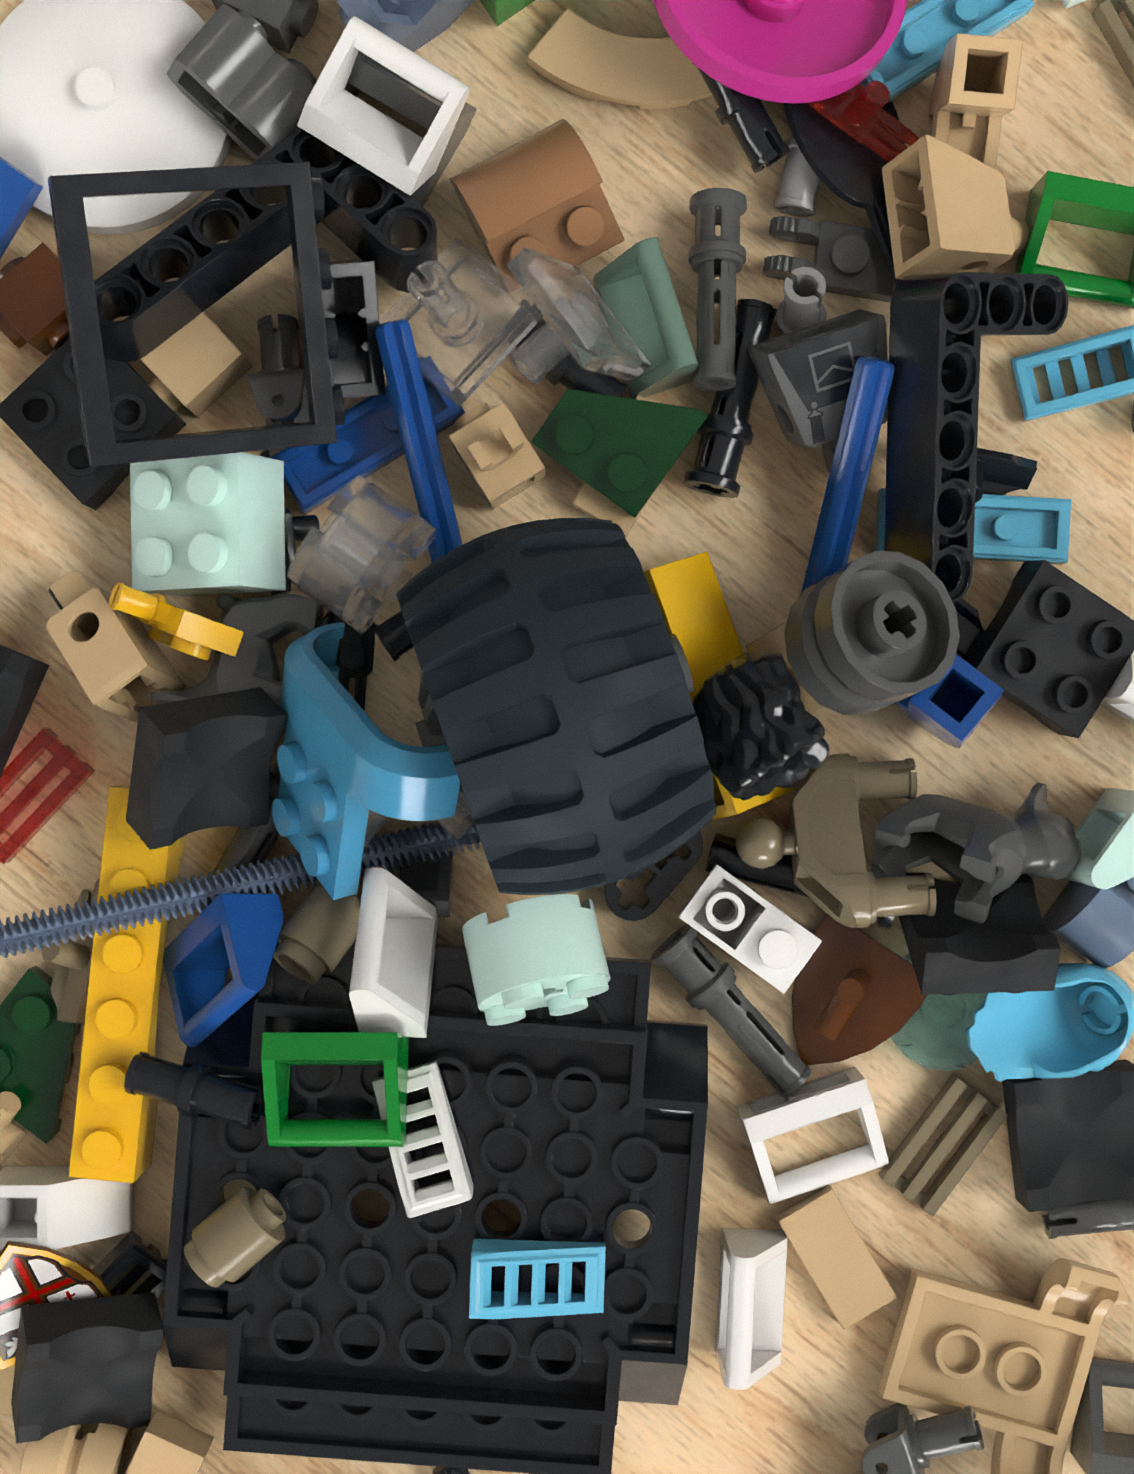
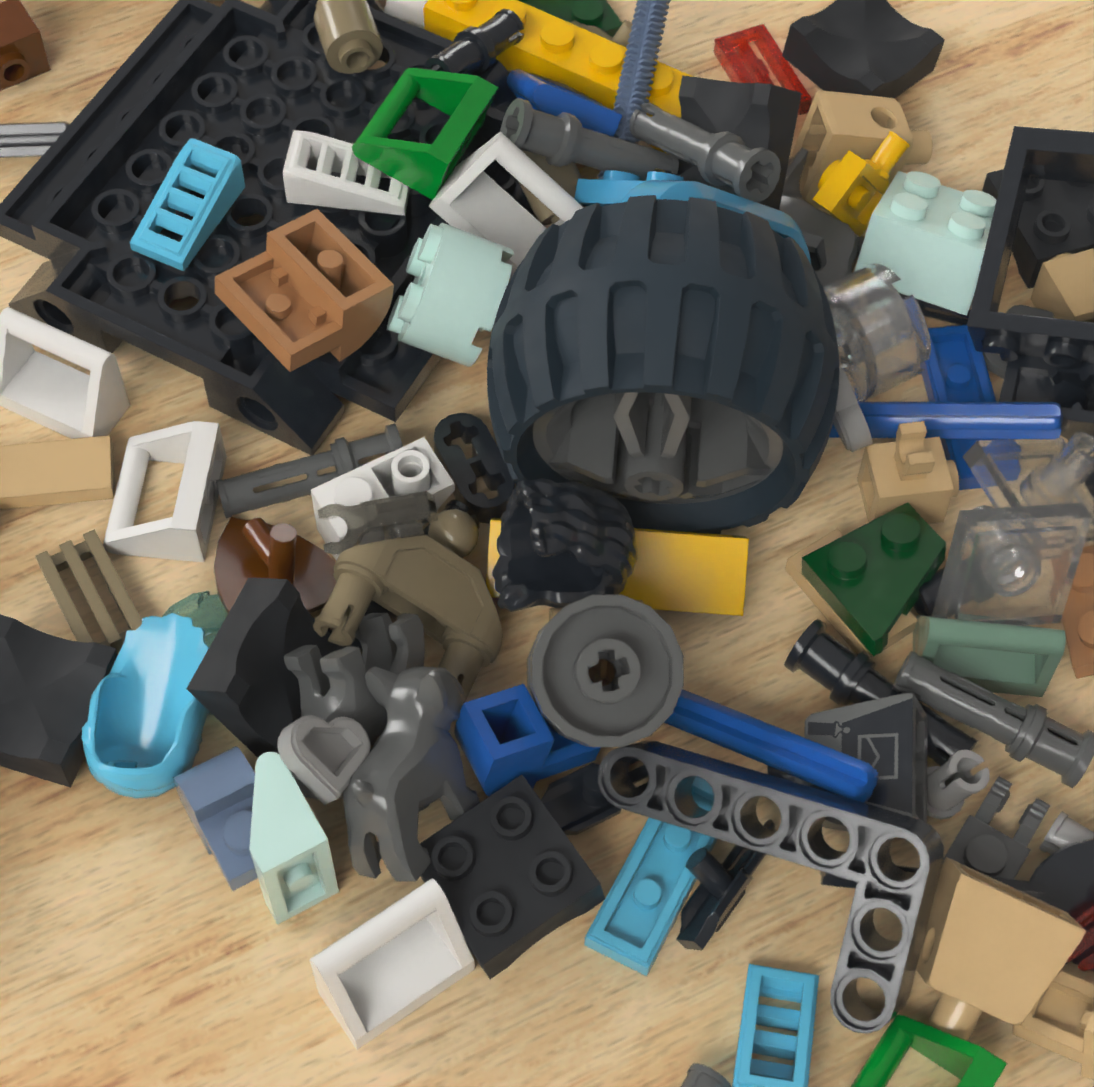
camera: 115 degrees right, 30 degrees down
(254, 762) = (719, 156): none -> dark grey pin
(298, 930) = (566, 141): none -> dark grey pin
(482, 519) = (849, 418): none -> light grey tile
(603, 1101) = (307, 292): none -> medium nougat brick
(803, 901) = (395, 516): none -> clear smoke plate
(1022, 766) = (406, 771): none -> dark grey animal
(1066, 834) = (324, 753): none -> light grey tile

